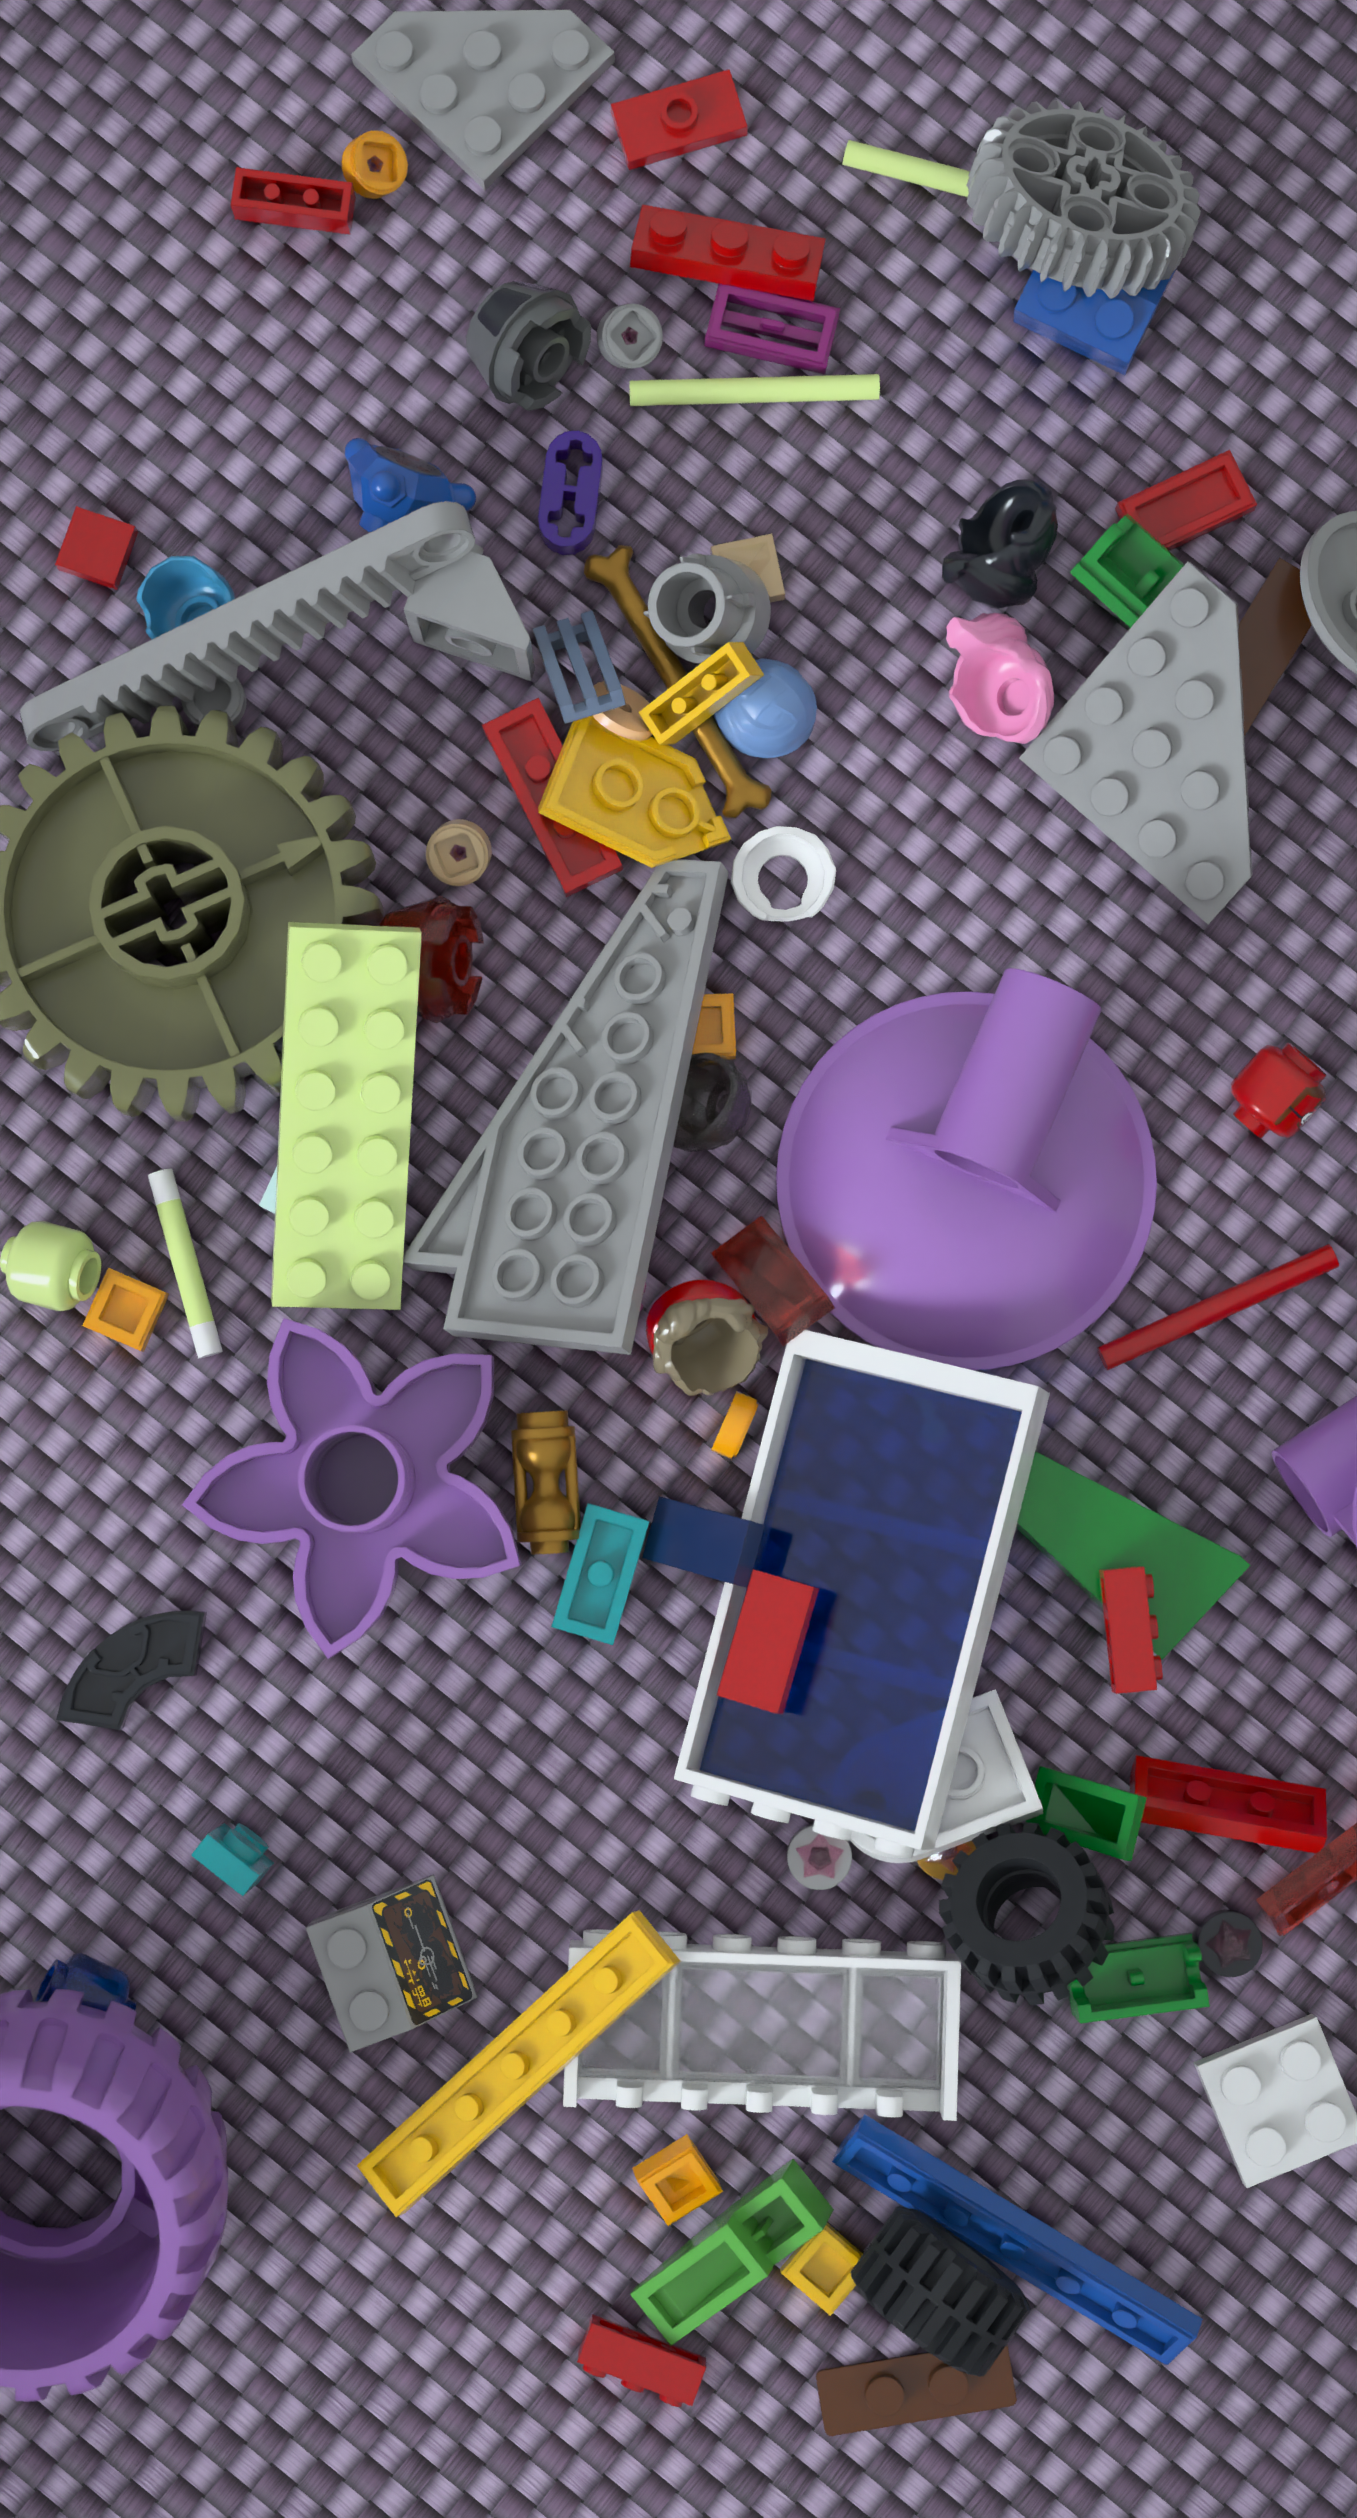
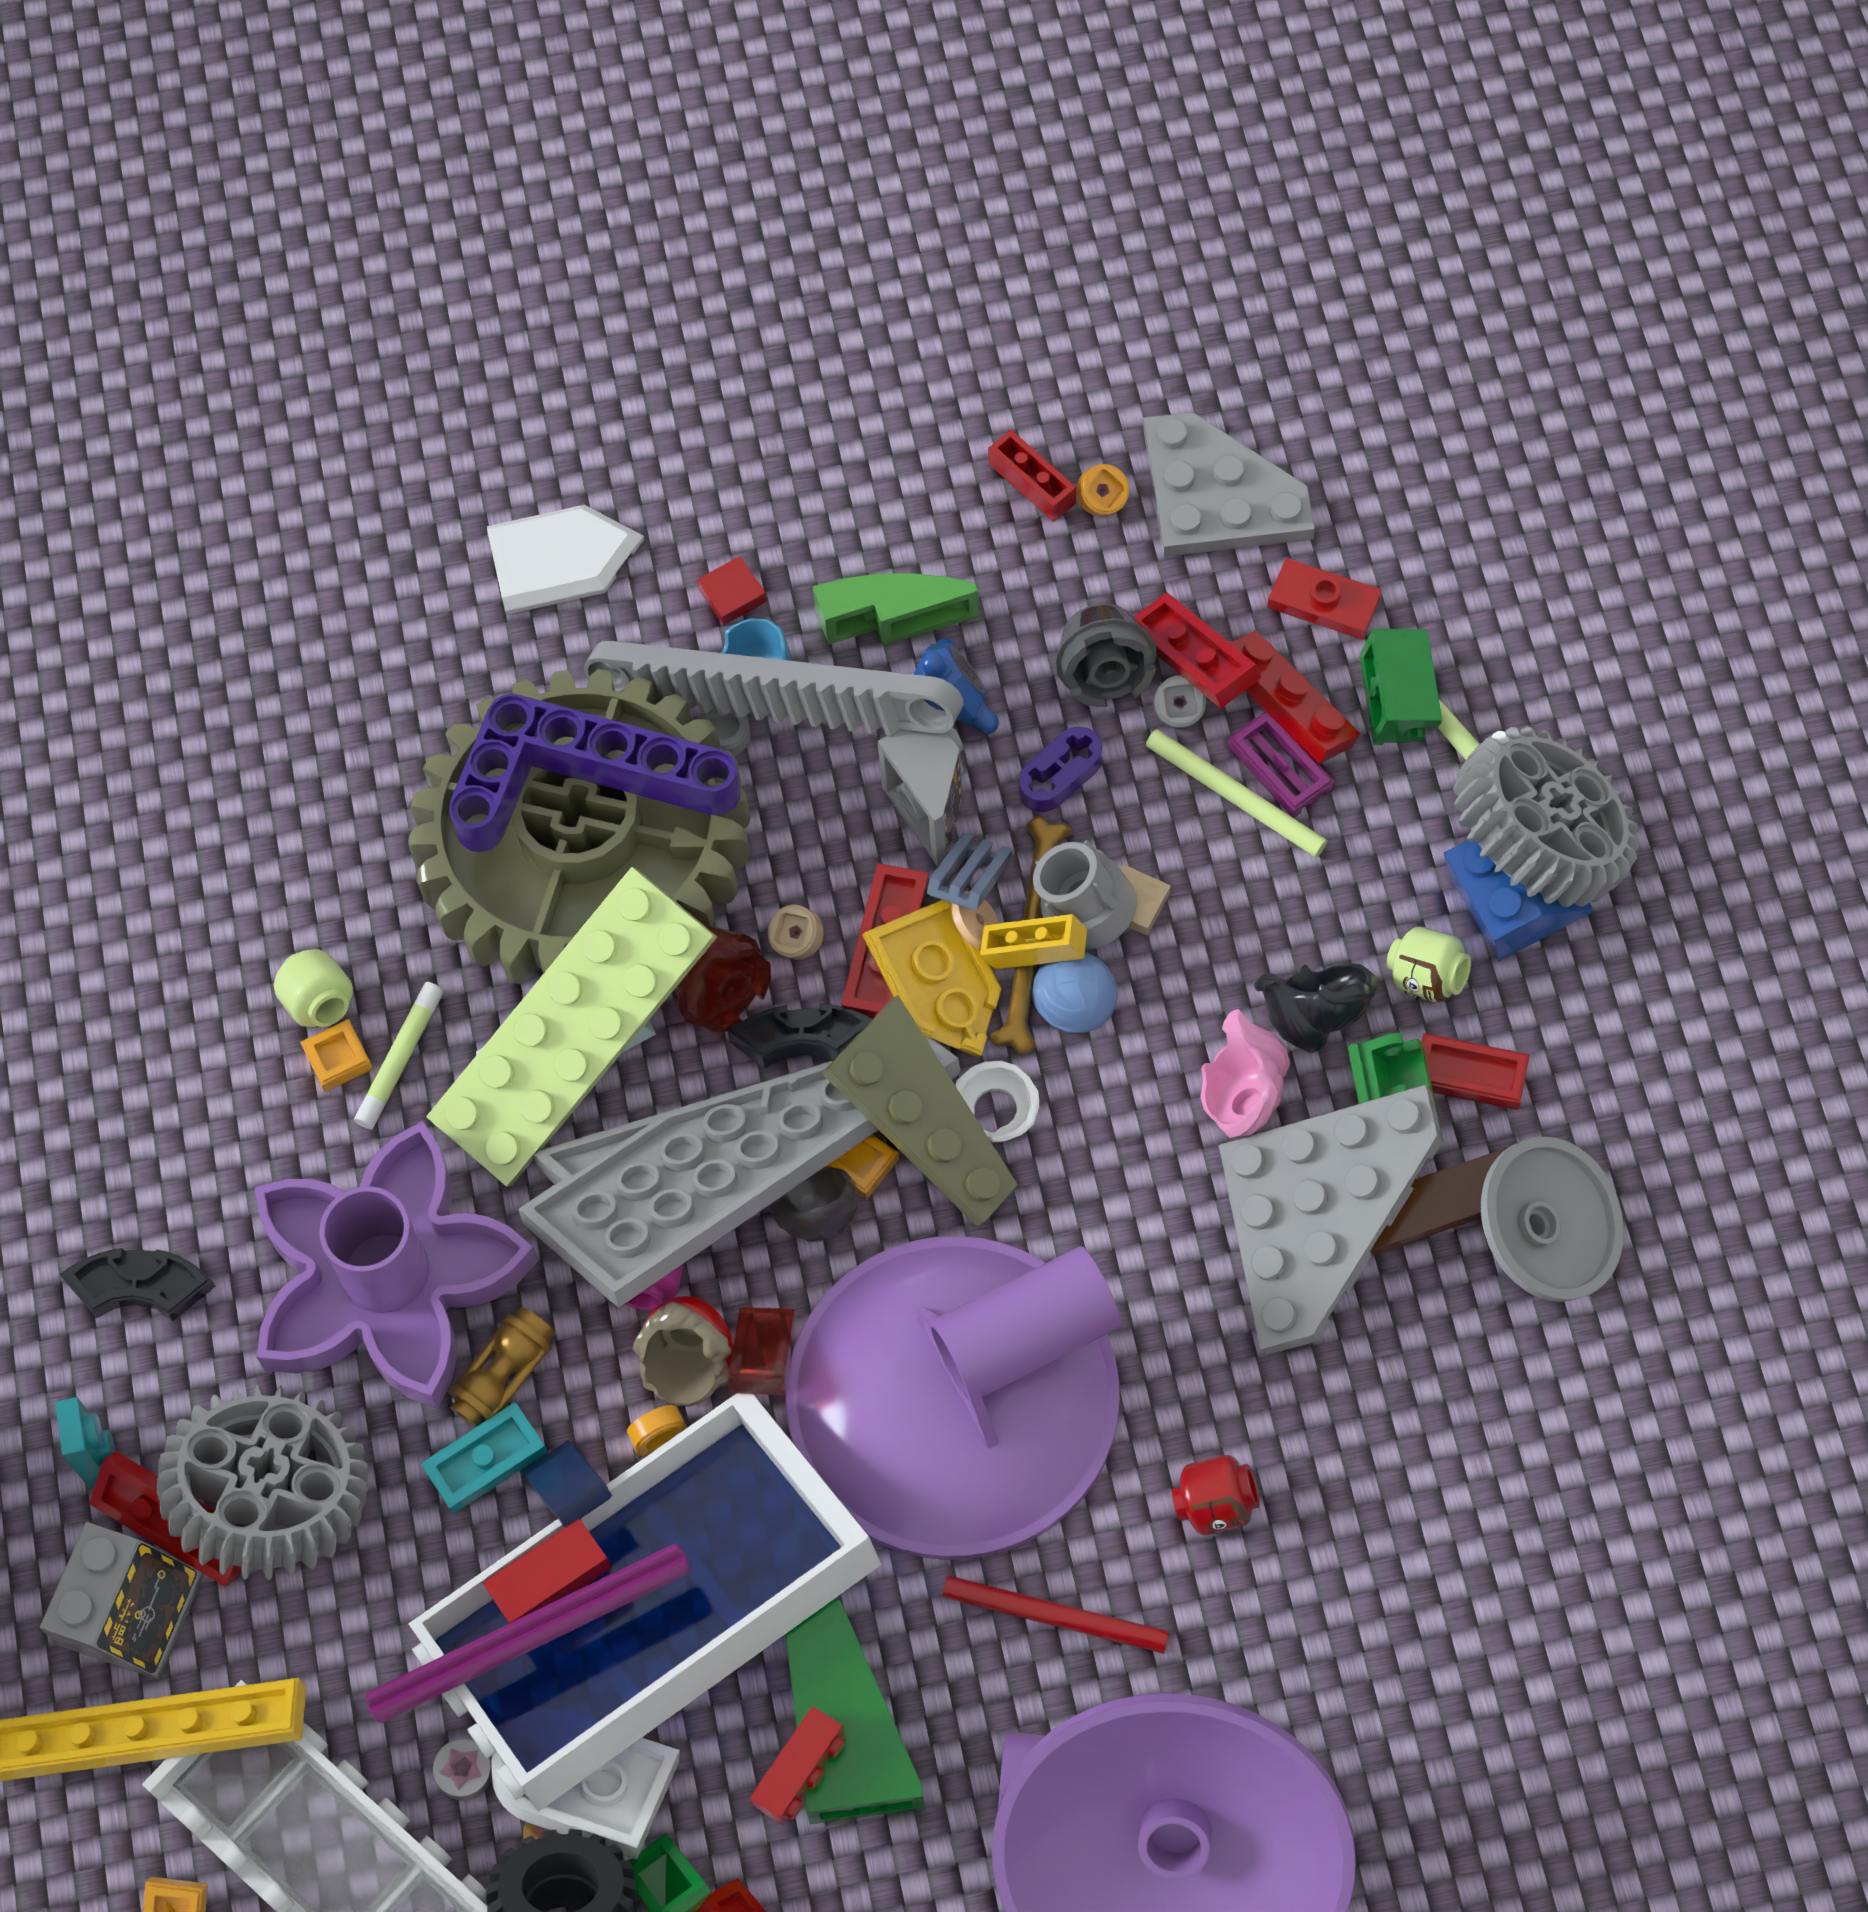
camera: 45 degrees right, 20 degrees down
(142, 852) = (580, 759): none -> dark purple beam
(271, 446) = (893, 605): none -> bright green slope
(366, 1855) = (130, 1497): none -> red plate
(429, 1792) = (260, 1489): none -> light grey gear
(547, 945) = (797, 1032): none -> black tile
(613, 271) = (1197, 651): none -> red plate
(722, 940) = (913, 1101): none -> olive wing
(802, 1709) = (527, 1633): none -> magenta axle
(825, 160) = (1399, 685): none -> green hinge
(1074, 430) = (1429, 964): none -> yellowish green head

